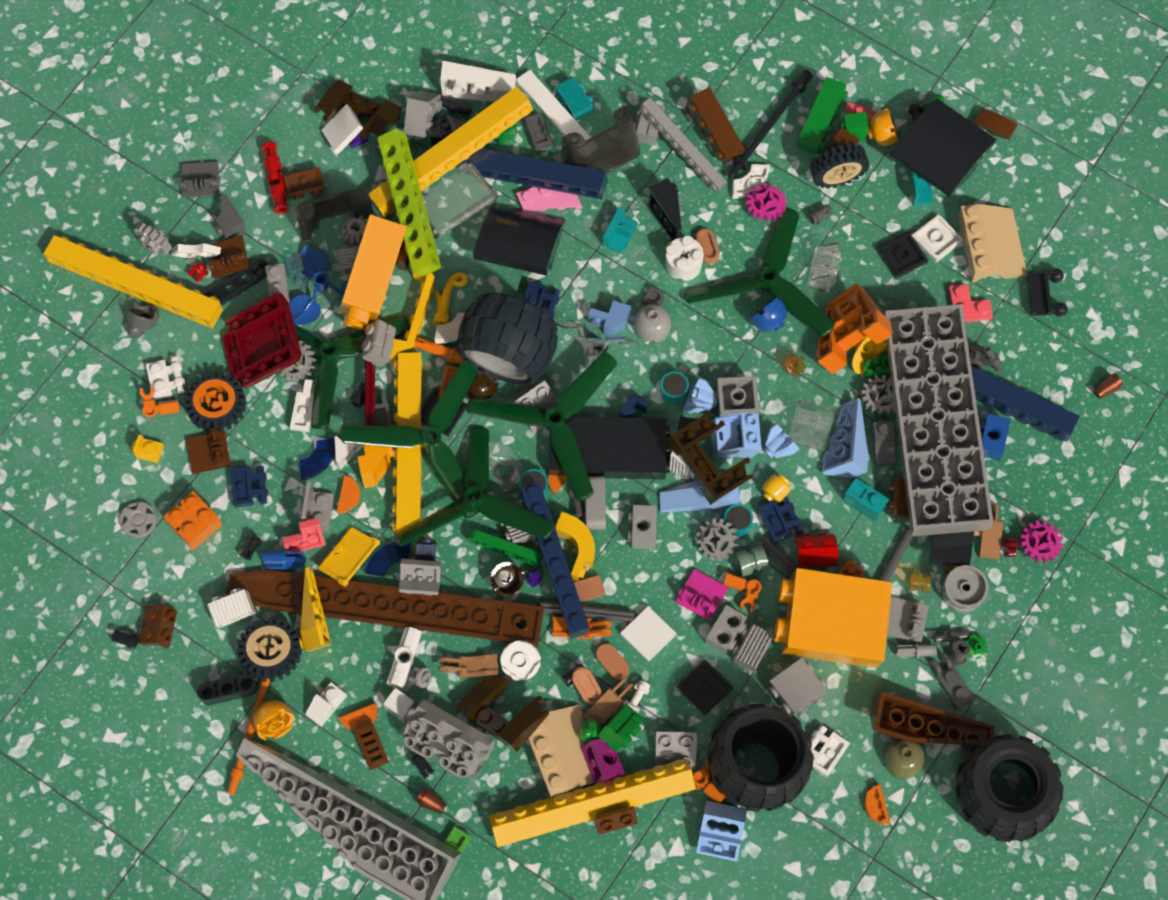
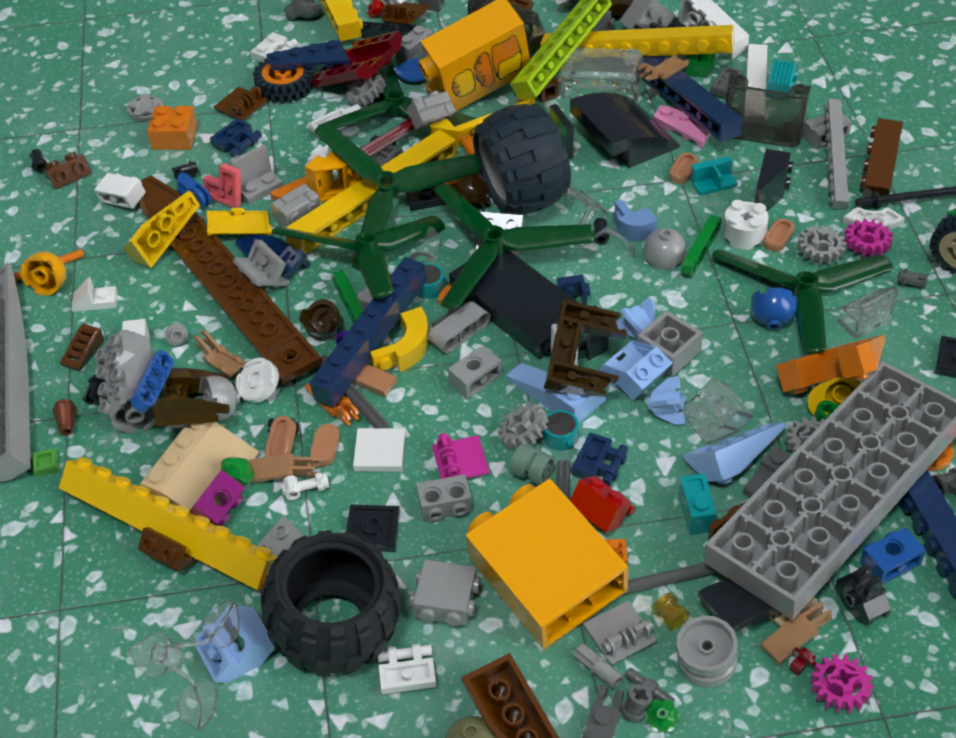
camera: 50 degrees right, 20 degrees down
(147, 449) = (206, 74): yellow bracket -> none
(150, 408) = (241, 53): orange bar -> none
(218, 685) = (48, 234): black beam -> none
(220, 366) = (309, 56): none -> dark blue wing
(256, 643) = (104, 232): wheel -> none
(319, 460) = (295, 158): clear blue tile -> none
(359, 717) = (106, 325): orange tile -> none
(372, 506) = (294, 205): none -> light grey brick
(407, 646) = (181, 310): white piece -> none
(474, 725) = (154, 382): none -> blue beam
(484, 280) = (565, 128): none -> black tile
(498, 162) = (664, 70): none -> medium nougat arm
(513, 696) = (220, 390): none -> light grey cylinder
(537, 294) = (588, 172): dark blue plate -> none
(589, 238) = (681, 168): none -> nougat tile
(621, 727) = (260, 487): green brick -> none
(653, 296) = (689, 234): dark grey tile -> none
(672, 299) = (701, 246): none -> green beam
(674, 387) = (625, 296): piece -> none
(685, 880) = (157, 653): none -> clear plant
(752, 588) = (506, 483): orange bar -> none
(752, 648) = (446, 531): light grey brick -> none
(753, 233) = (821, 244): none -> light grey gear
(776, 488) = (624, 431): yellow head -> none
(794, 364) = (754, 359): clear orange plant -> none
(1005, 477) = (863, 595): none -> black hinge

